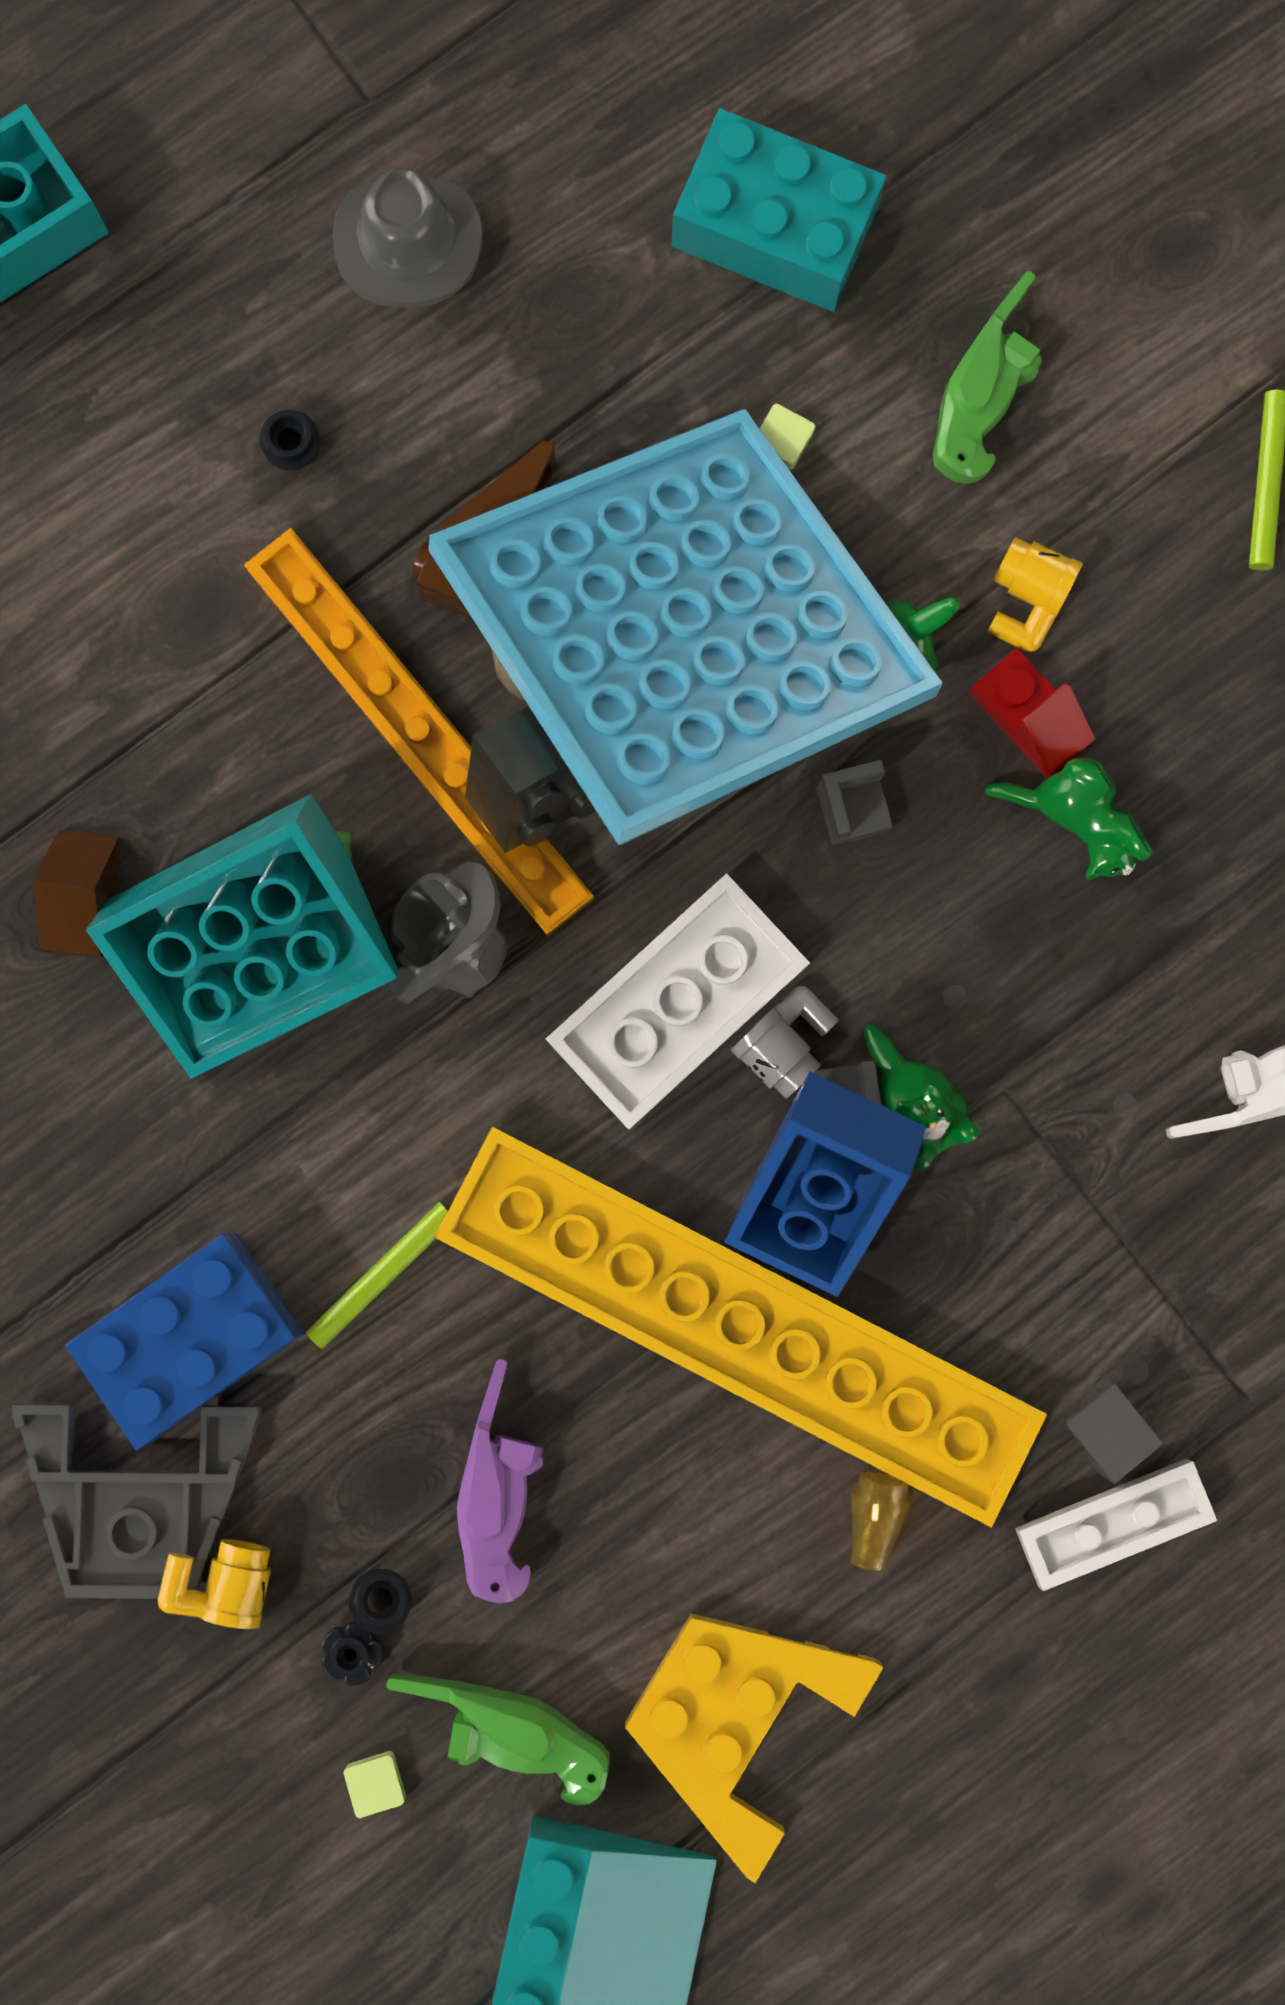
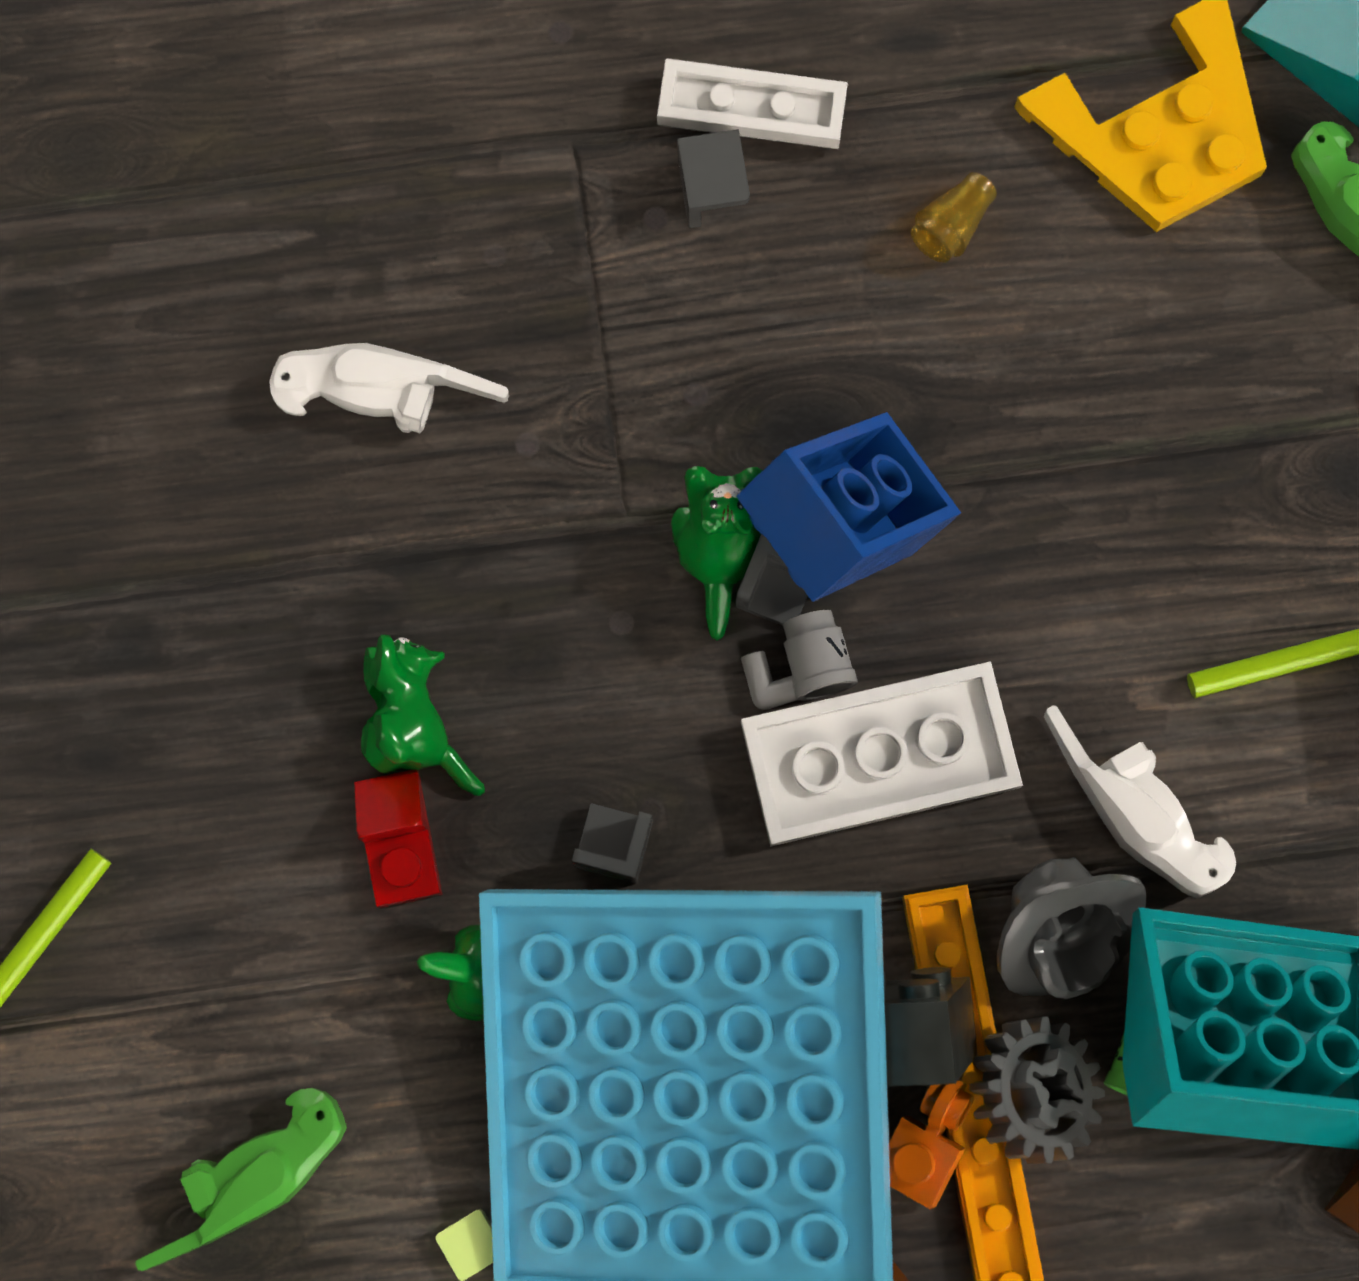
camera: 145 degrees left, 5 degrees down
(407, 765) = (1037, 1091): none -> dark grey gear
(427, 1073) = (1145, 814): none -> white animal
(467, 694) = (920, 1154): none -> orange plate
(495, 1503) = (1282, 409): medium lavender animal -> none
(741, 1326) = (988, 446): yellow plate -> none
(1040, 579) = (315, 957): yellow piece -> none

